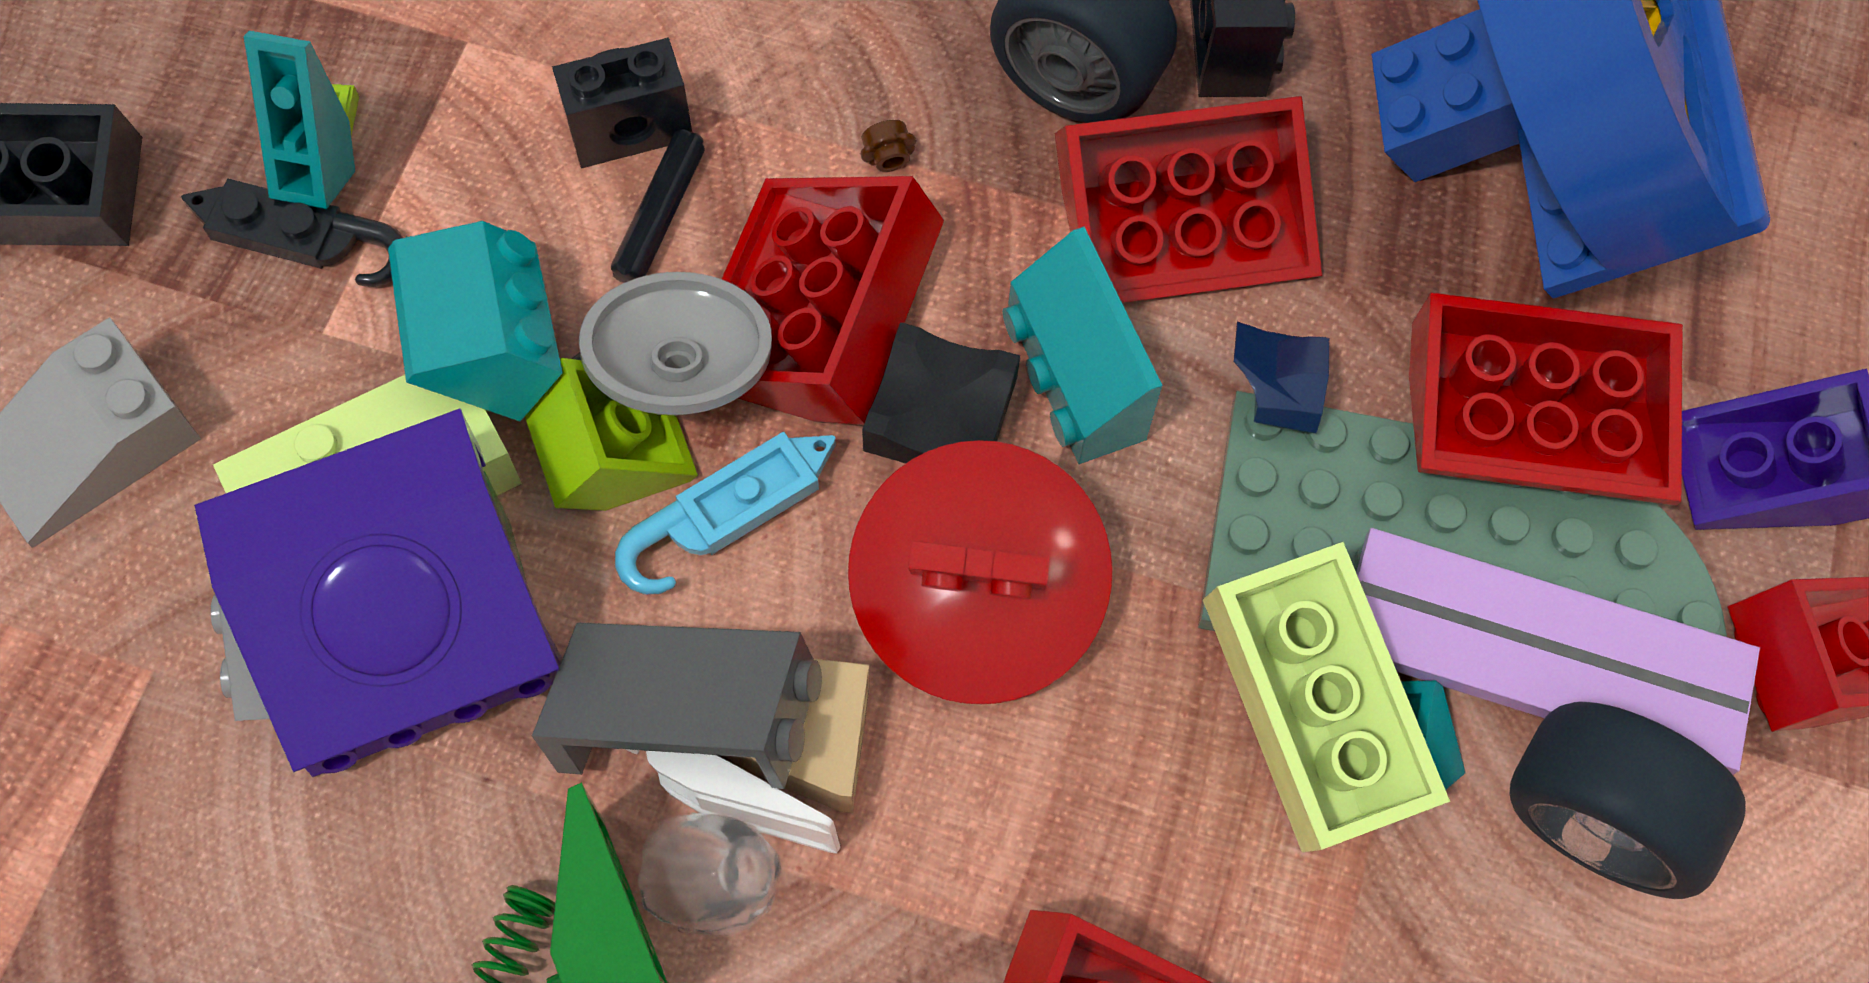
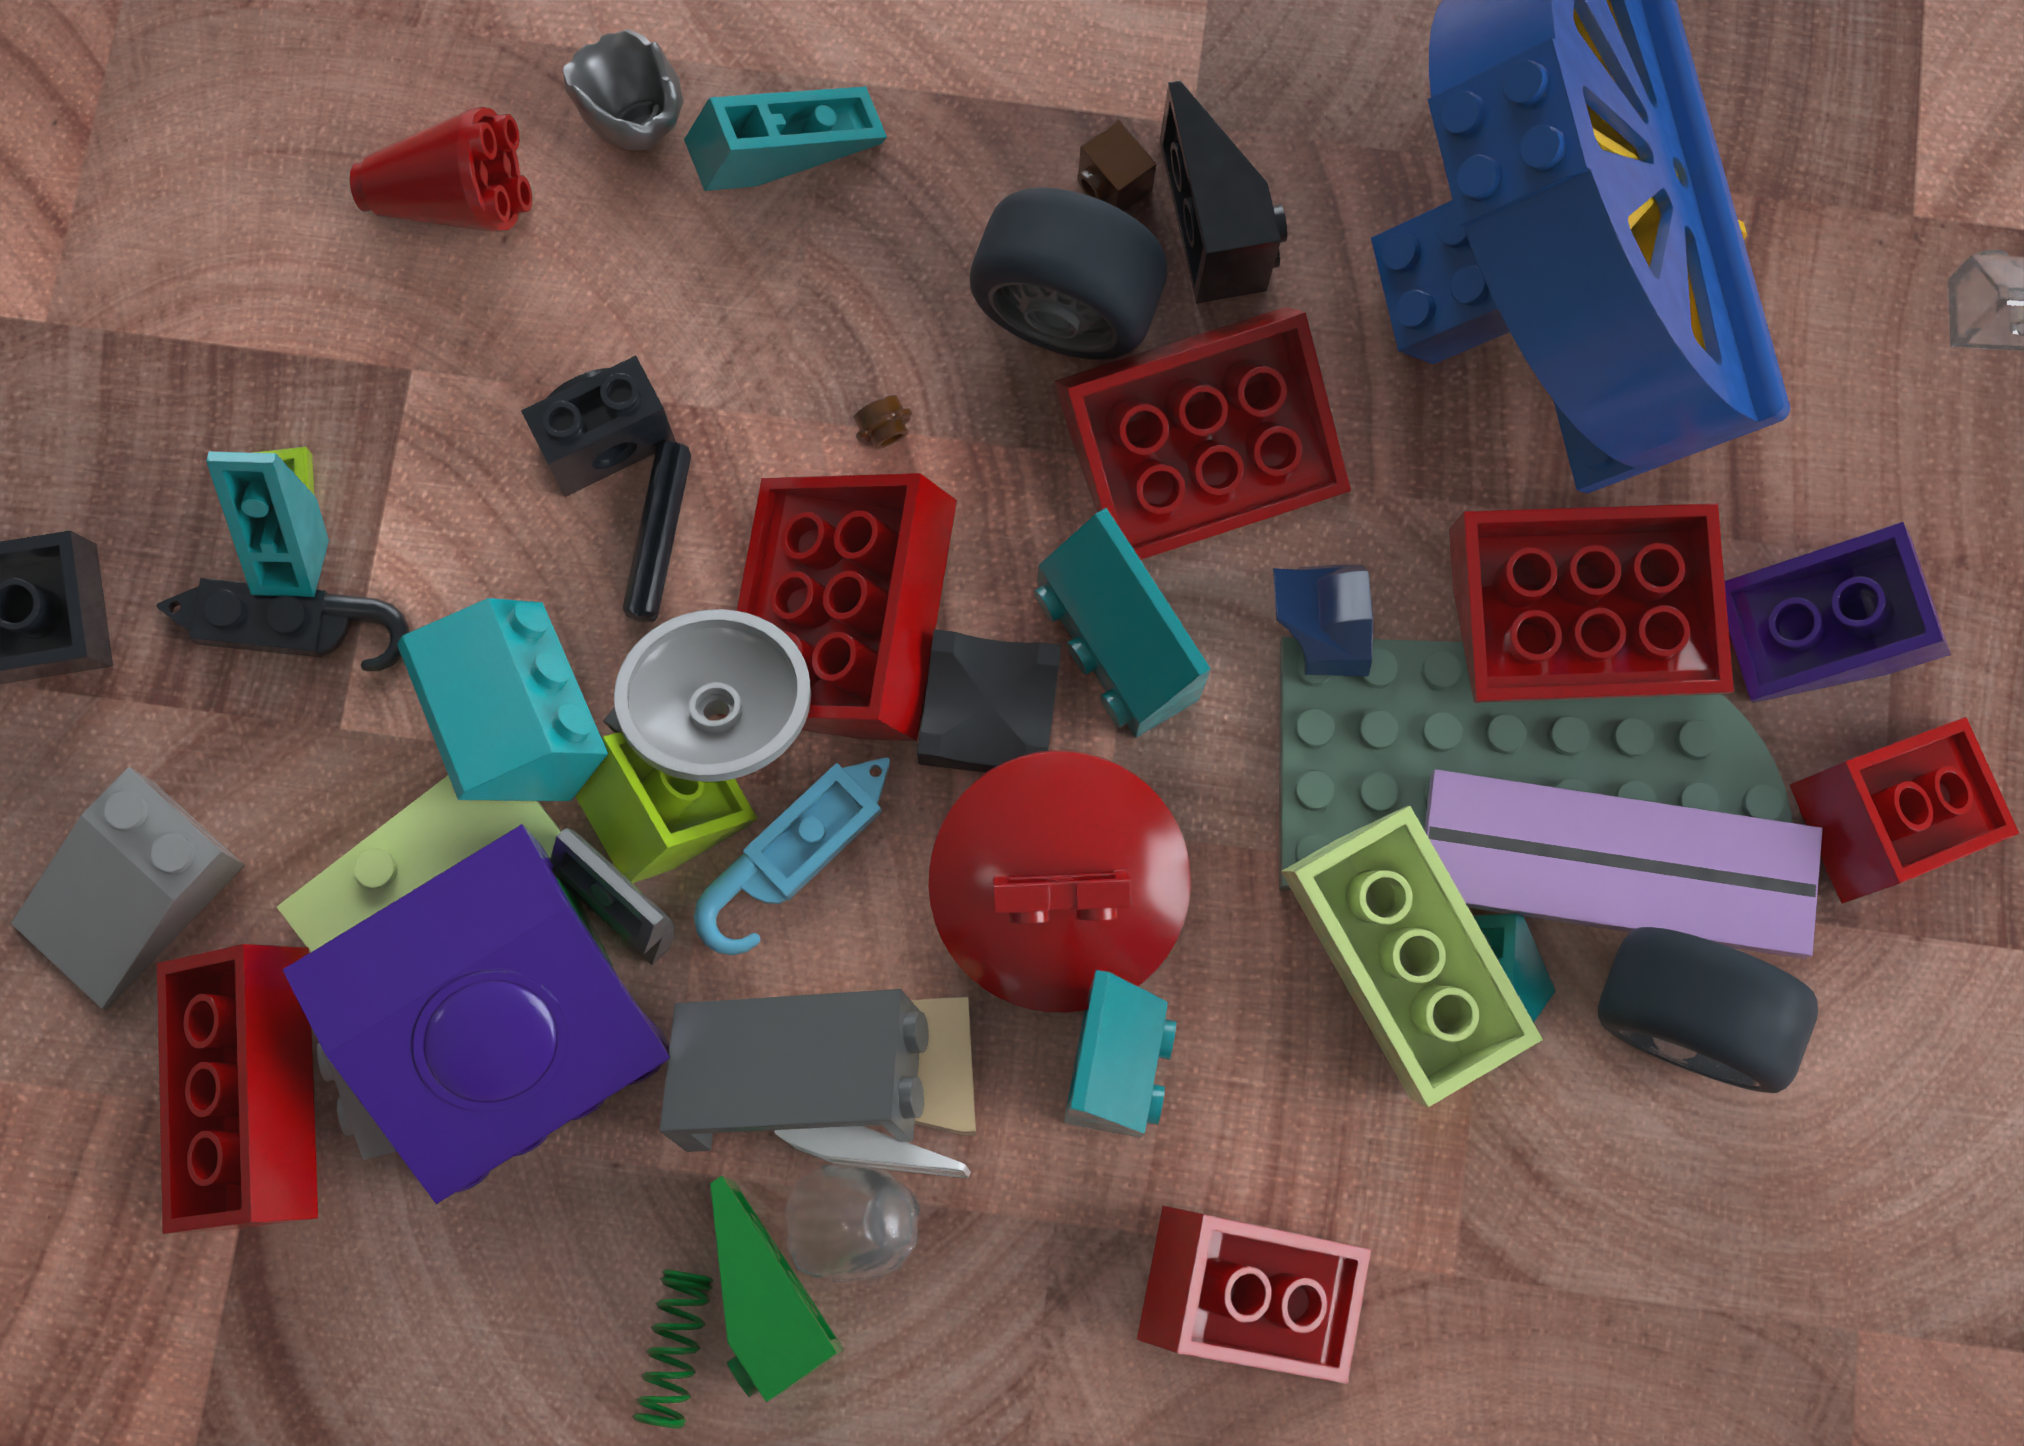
camera: 10 degrees left, 10 degrees up
(123, 634) = (235, 1091): none -> red brick
(538, 511) = (612, 896): none -> dark grey slope
(1007, 746) = (1119, 1057): none -> teal slope

